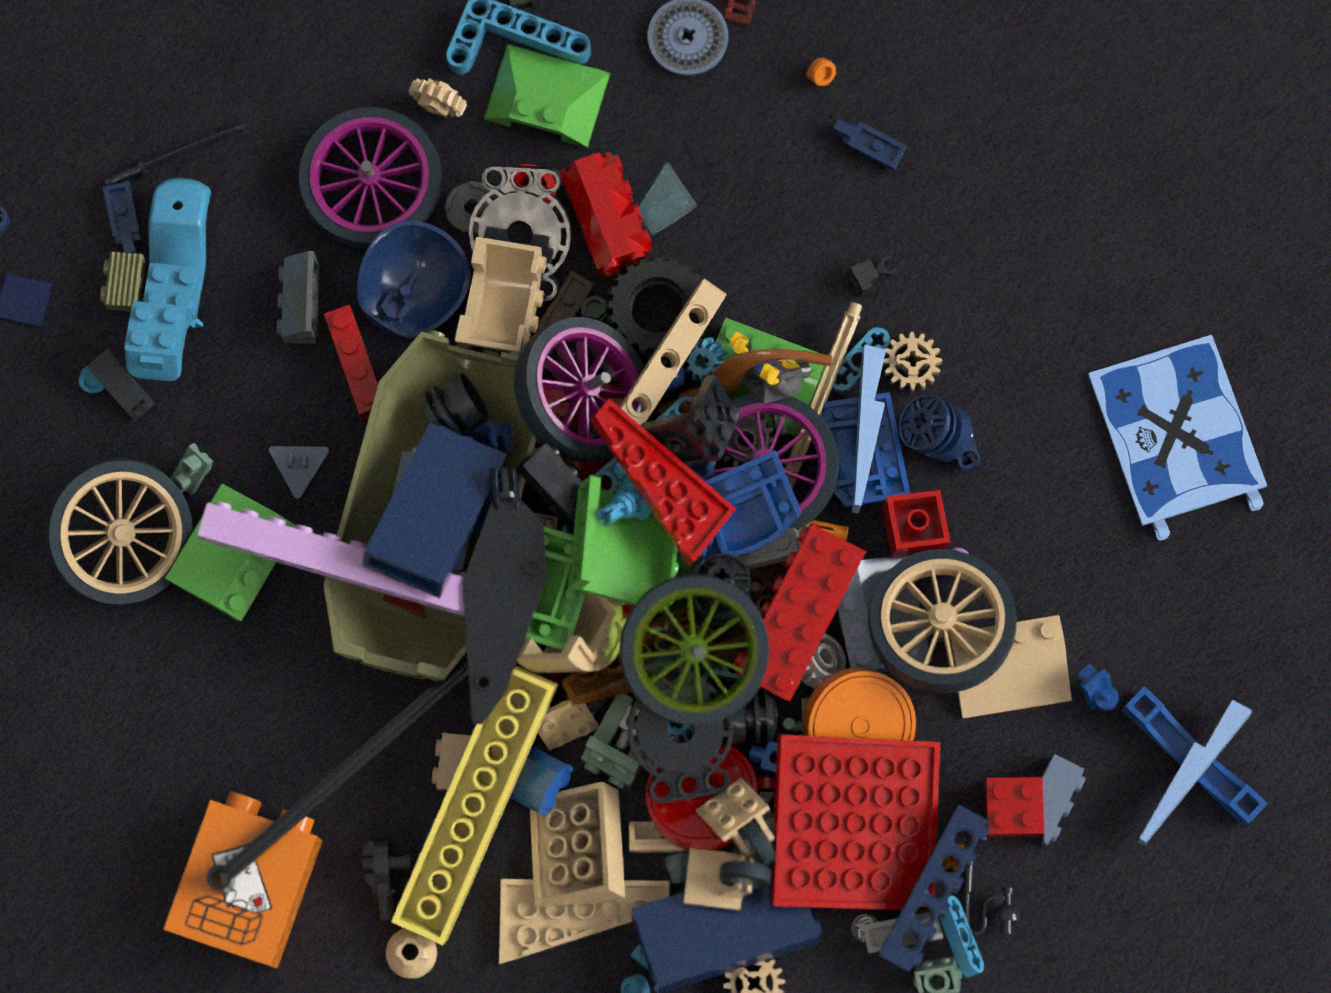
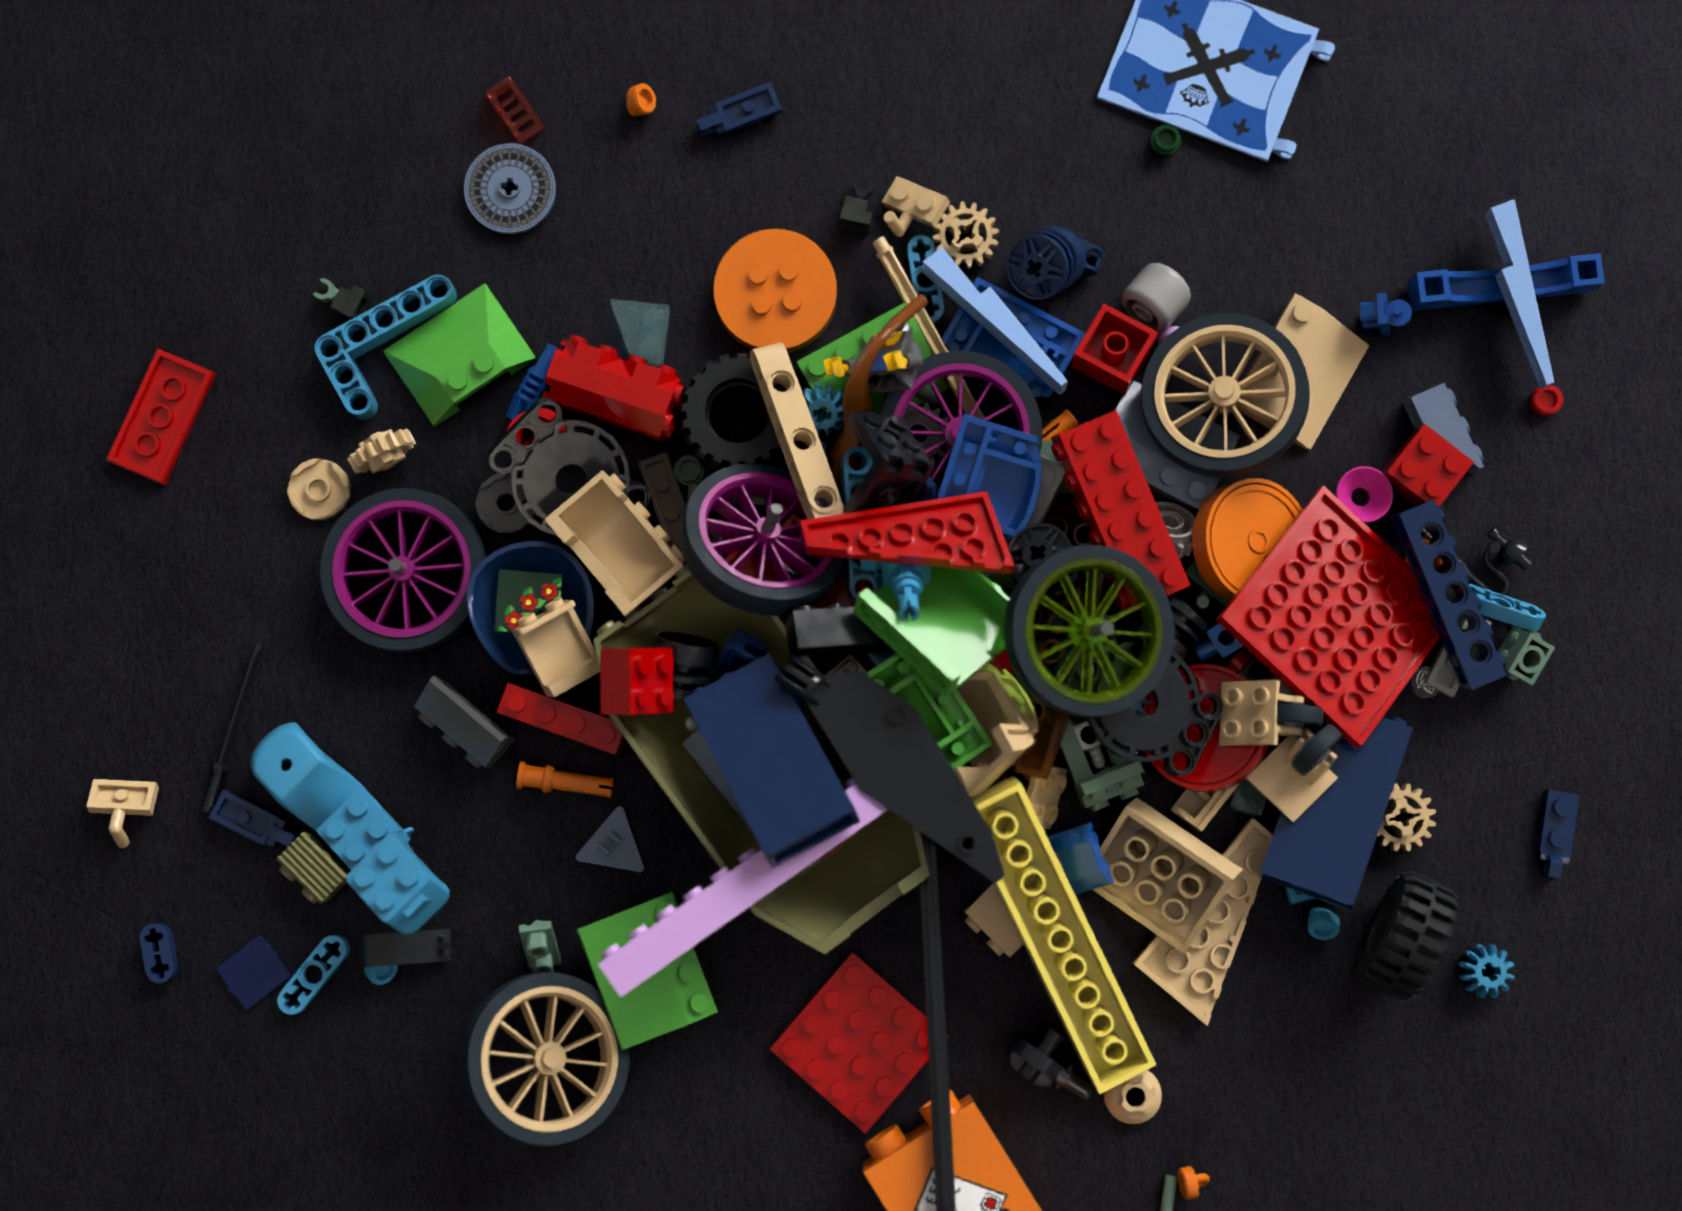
camera: 55 degrees left, 5 degrees up
(68, 121) = (122, 798): none -> tan plate
(73, 332) = (306, 998): none -> dark azure beam
(295, 734) = (856, 1042): none -> red plate
(308, 385) = (548, 779): none -> orange pin
(379, 79) = (319, 489): none -> tan tile
(399, 315) = (557, 647): none -> tan panel
(414, 268) = (523, 594): none -> clear green tile
(416, 381) = (636, 680): none -> red brick
(564, 158) = (532, 385): none -> blue hinge
(765, 266) = (775, 290): none -> orange brick
(904, 308) = (913, 203): none -> tan plate
(970, 767) = (1376, 486): none -> dark pink piece
(978, 524) = (1156, 296): none -> light grey head
(1096, 444) = (1165, 140): none -> dark green plate
(1137, 855) = (1546, 401): none -> red tile

